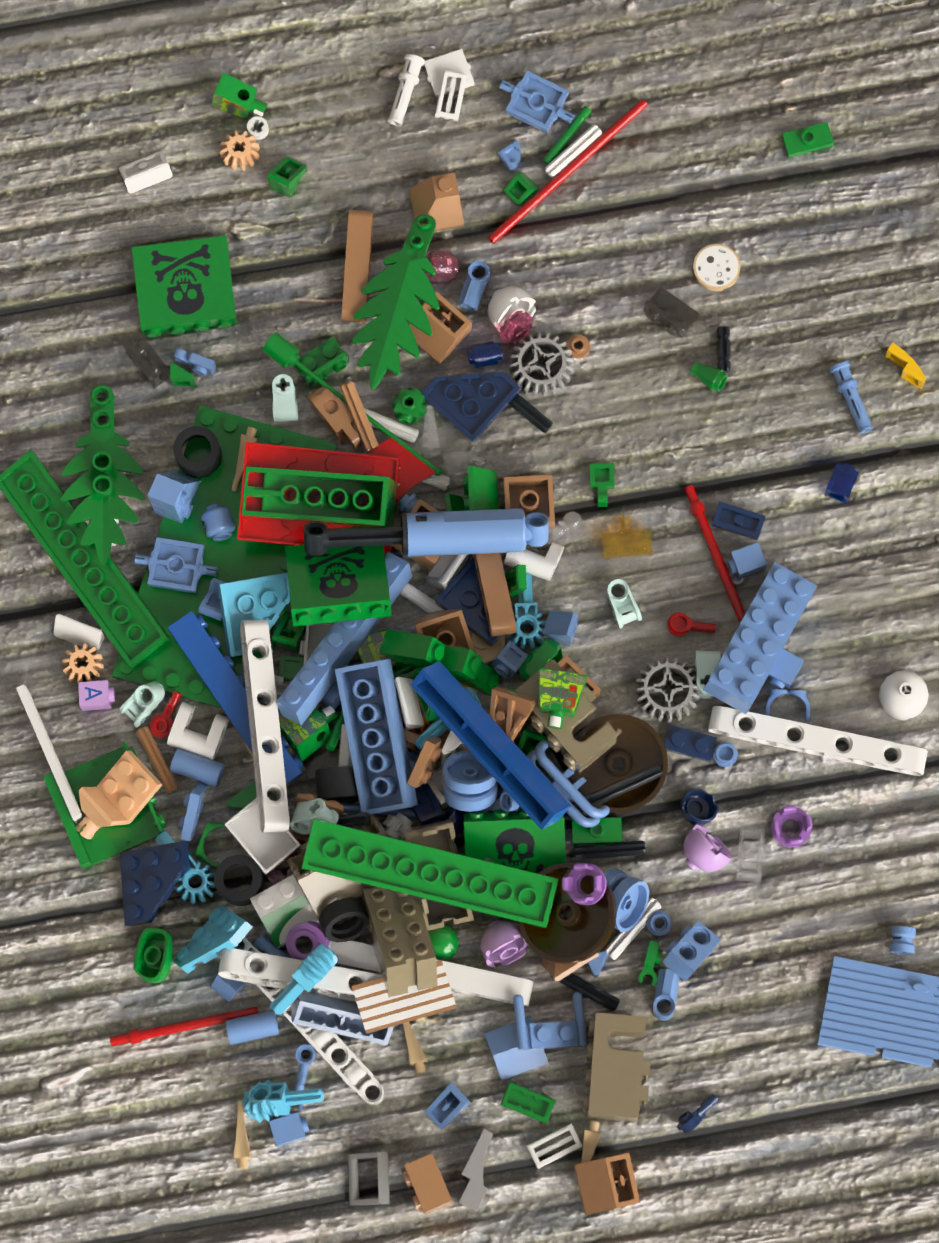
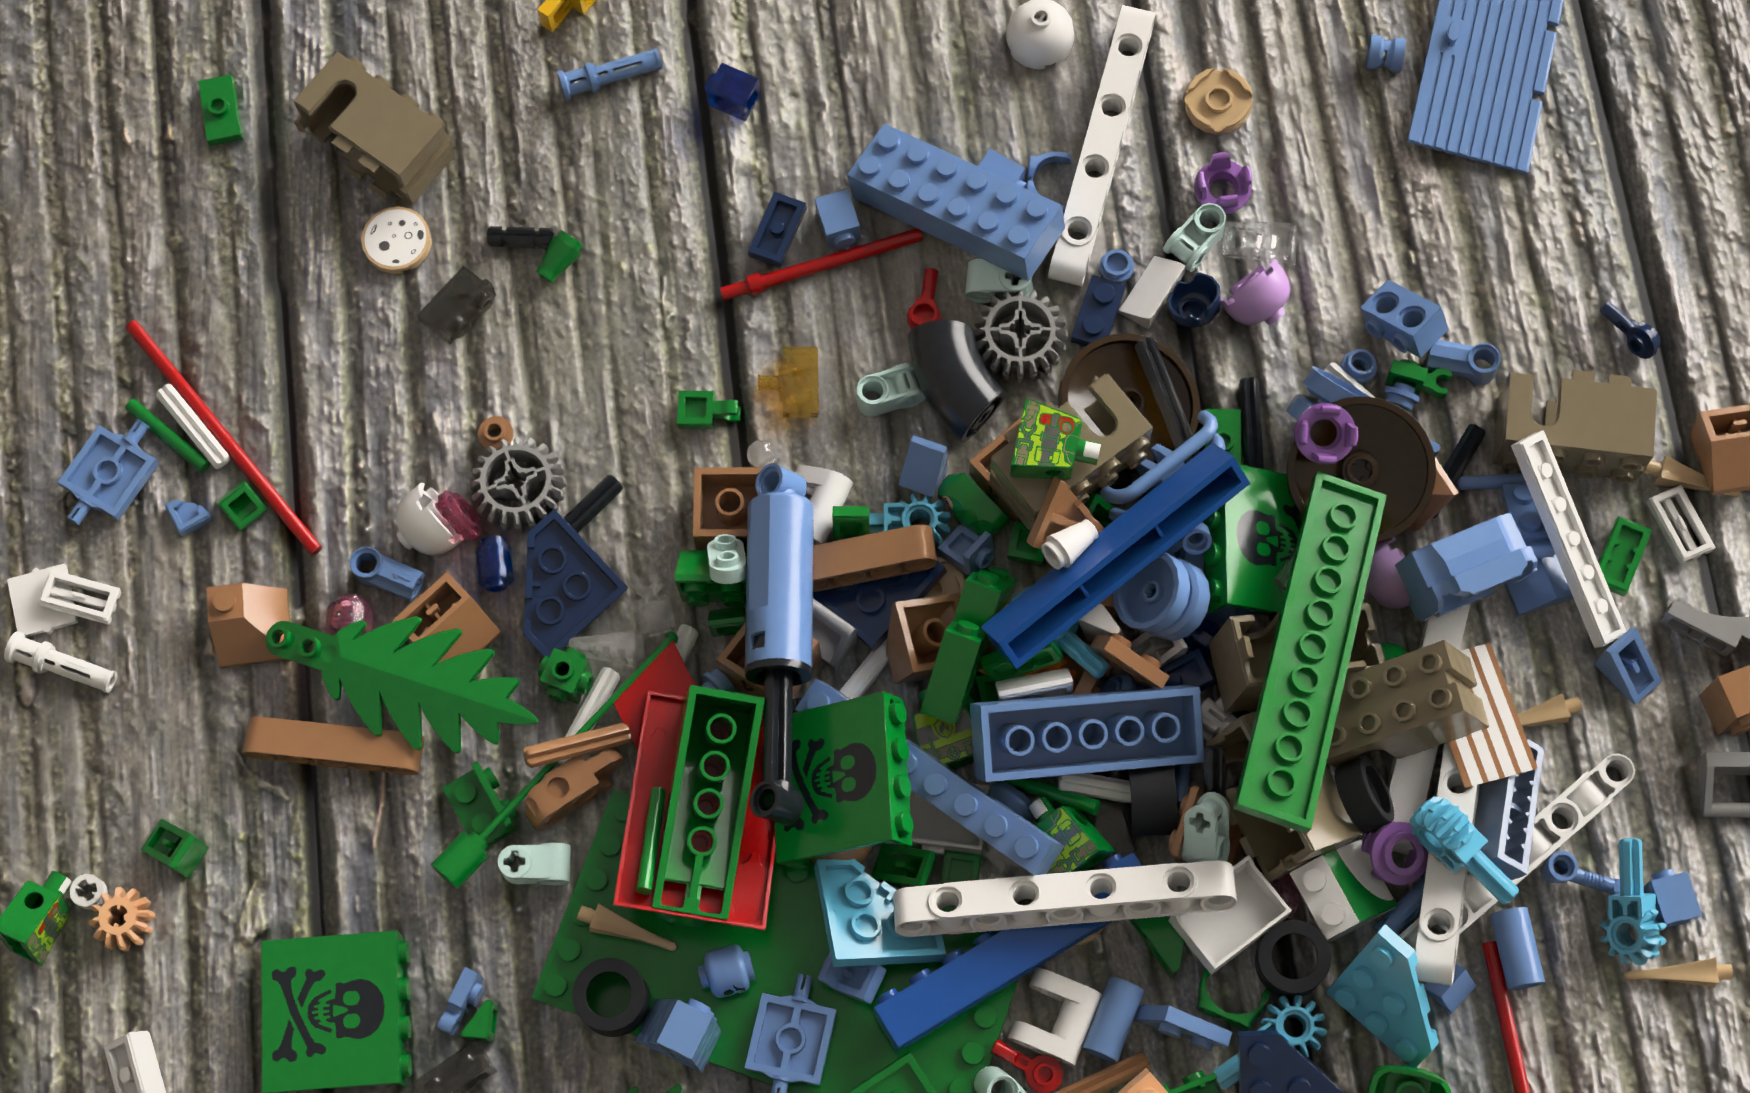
camera: 85 degrees left, 5 degrees down
(290, 463) = (651, 841): none -> green bar
(484, 498) = (726, 559): none -> light aqua plate
(494, 713) = (1068, 544): none -> white cone
(497, 980) = (1465, 567): none -> medium blue piece
(530, 1059) = (1568, 539): none -> white tile
(629, 644) = (954, 376): none -> black brick
(637, 952) = (1402, 395): none -> medium blue plate
(708, 779) = (1152, 291): none -> white slope
(747, 807) = (1192, 240): none -> light aqua piece
(791, 245) = (374, 128): none -> dark tan piece
(859, 823) = (1218, 101): none -> tan tile

